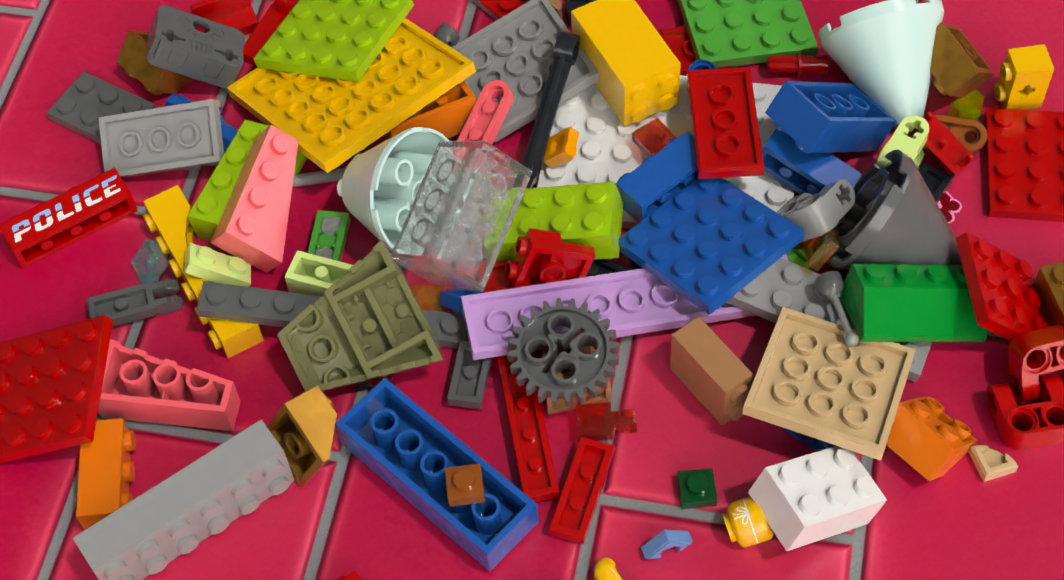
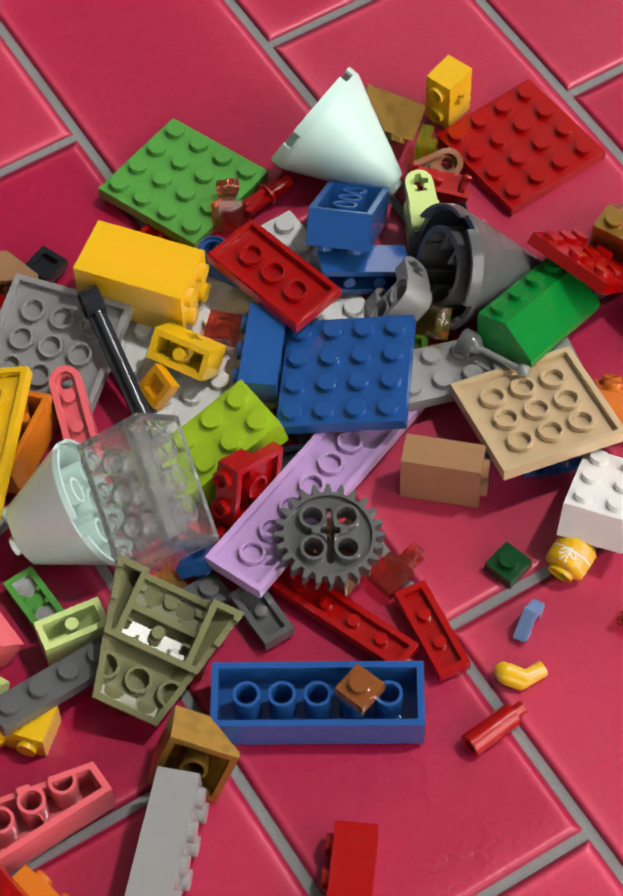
camera: 45 degrees left, 0 degrees up
(603, 126) = (186, 351): none -> yellow brick
(752, 53) = (227, 212): none -> clear red plate

